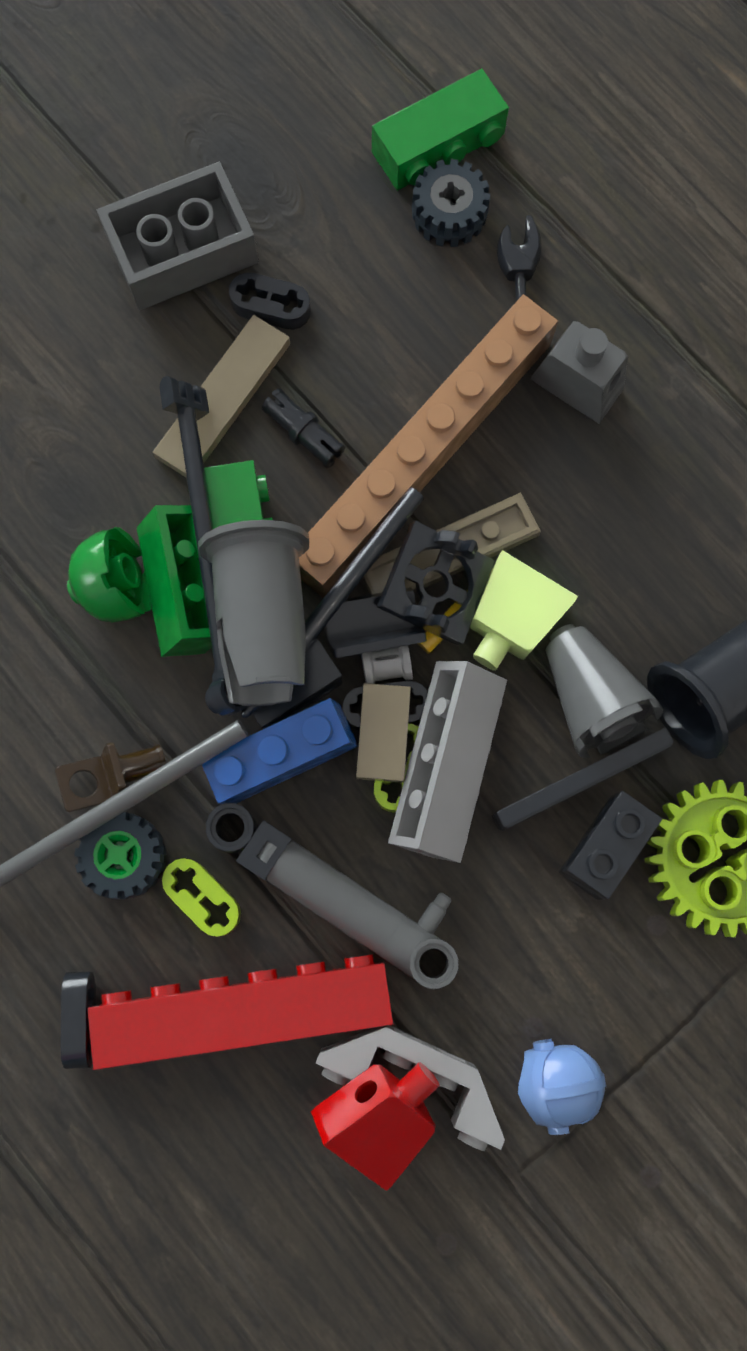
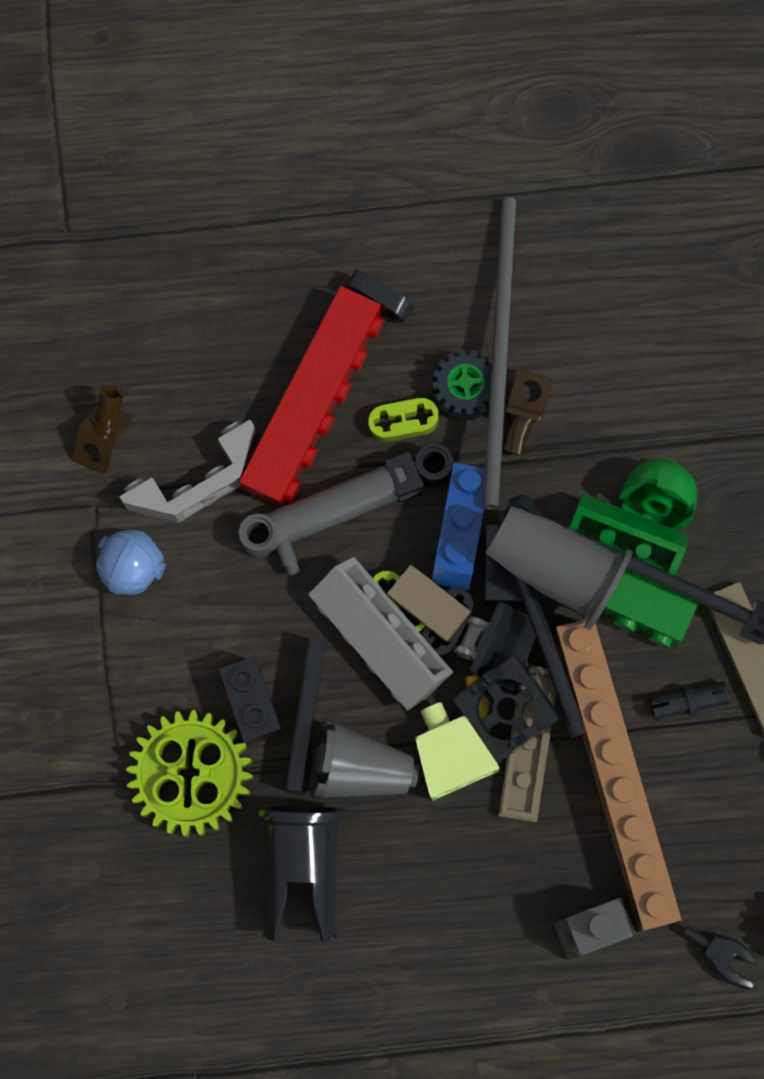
camera: 130 degrees right, 0 degrees up
(378, 1121) = (188, 433): red torso -> none
(434, 1229) = (102, 428): none -> dark brown bracket

